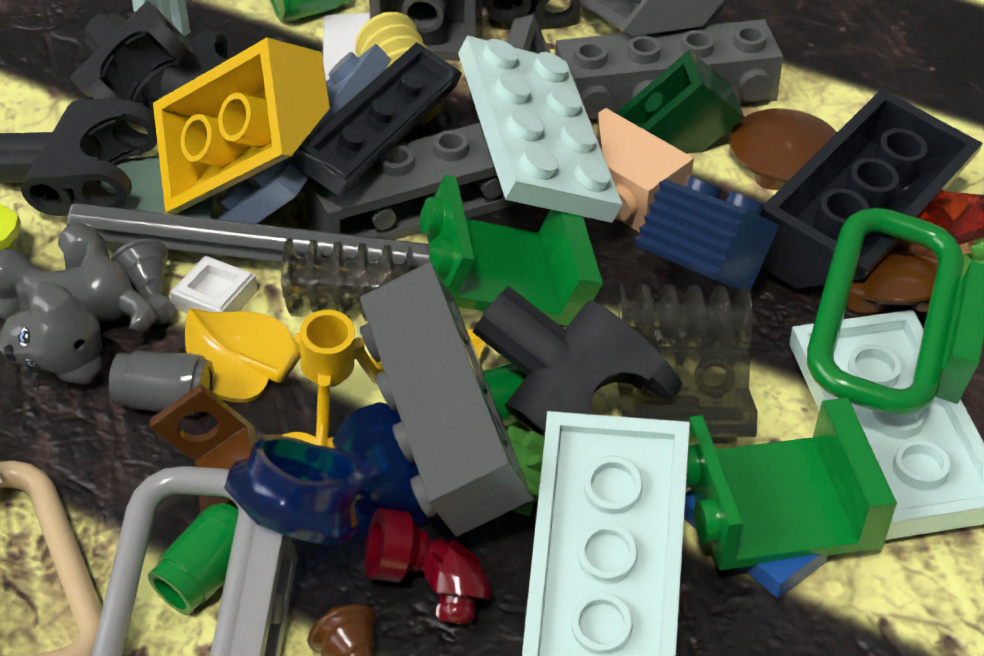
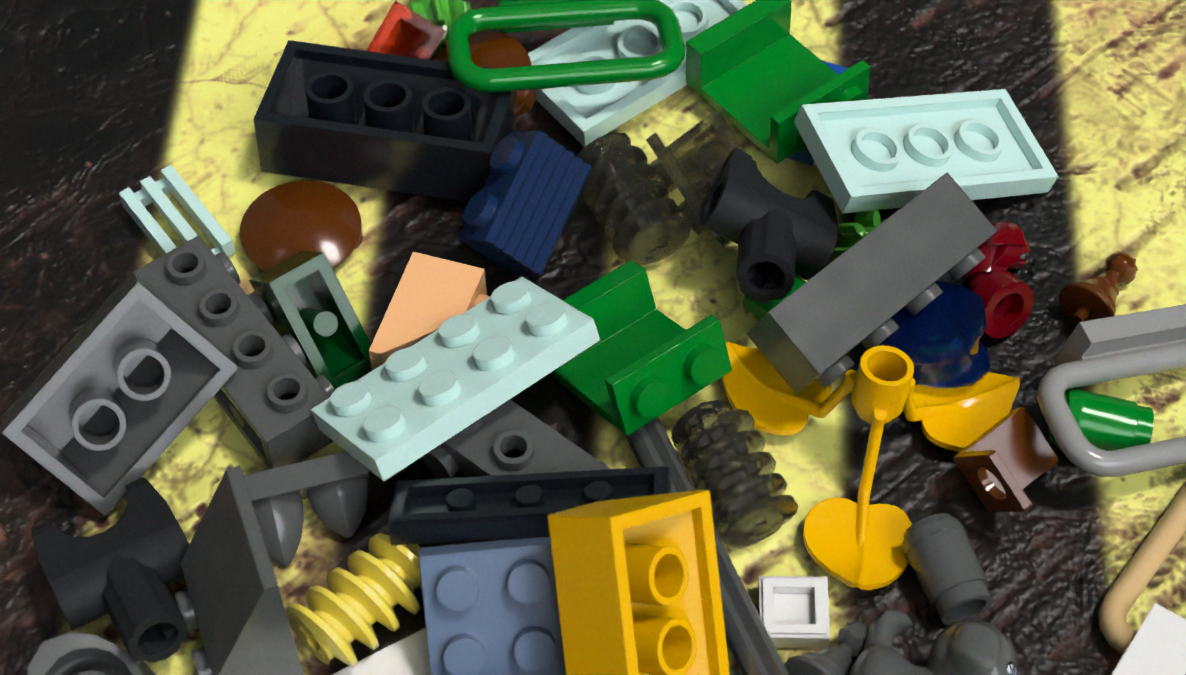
camera: 115 degrees left, 10 degrees up
(300, 488) = (1035, 330): clear blue hat -> none
(831, 85) = (156, 192): none -> light aqua tile

